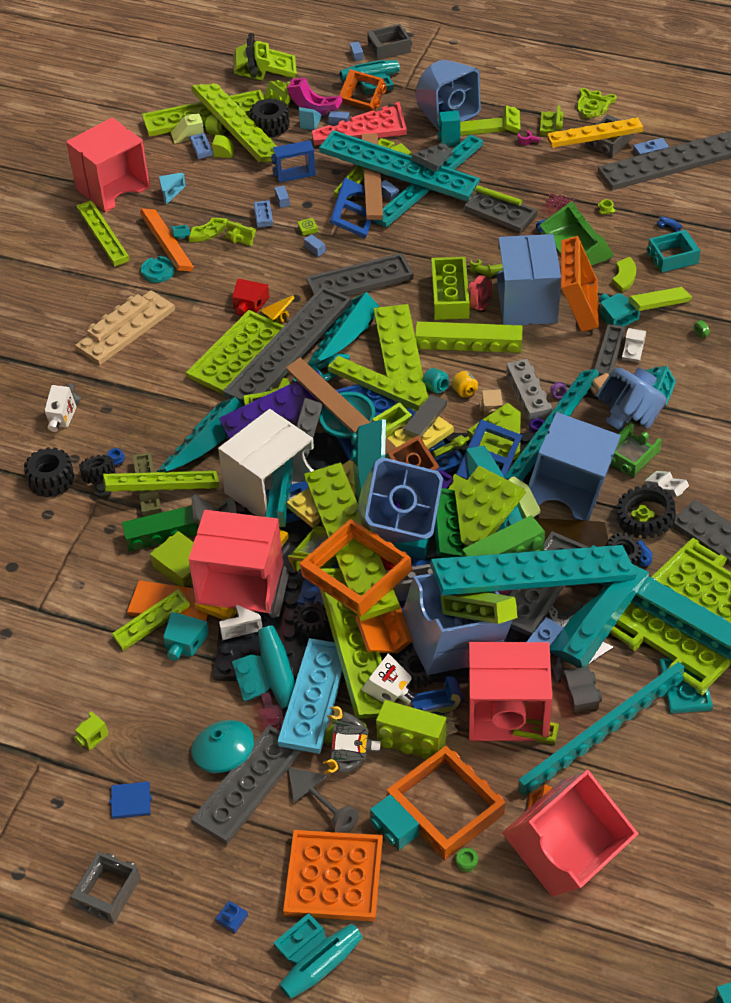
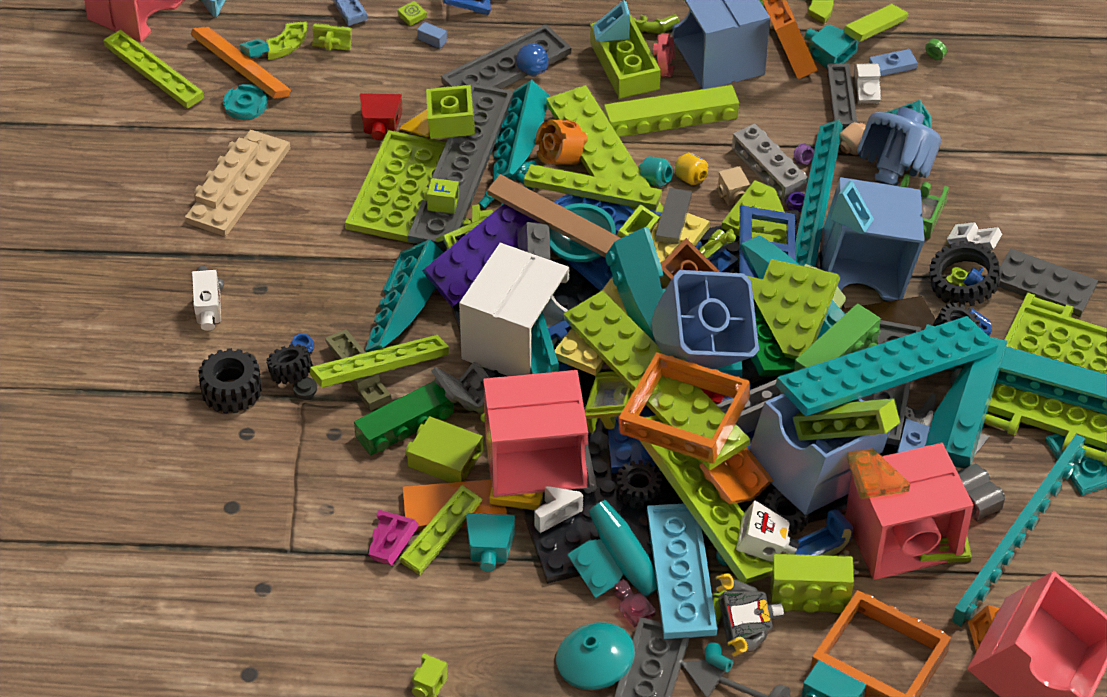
camera: 20 degrees left, 0 degrees up
(112, 616) = (391, 536): none -> dark pink wing
(259, 366) = (442, 195): none -> lime brick
(292, 304) = (450, 111): none -> lime brick
(313, 773) = (714, 656): none -> teal arm
(369, 343) = (560, 142): none -> orange brick
(378, 277) = (532, 59): none -> blue hair
(446, 261) = (614, 24): none -> medium azure slope
(481, 655) = (875, 475): none -> clear yellow wing
(549, 438) = (851, 209): none -> medium azure slope
(651, 515) = (973, 277): none -> blue plate
(663, 333) = (895, 62): none -> medium blue plate

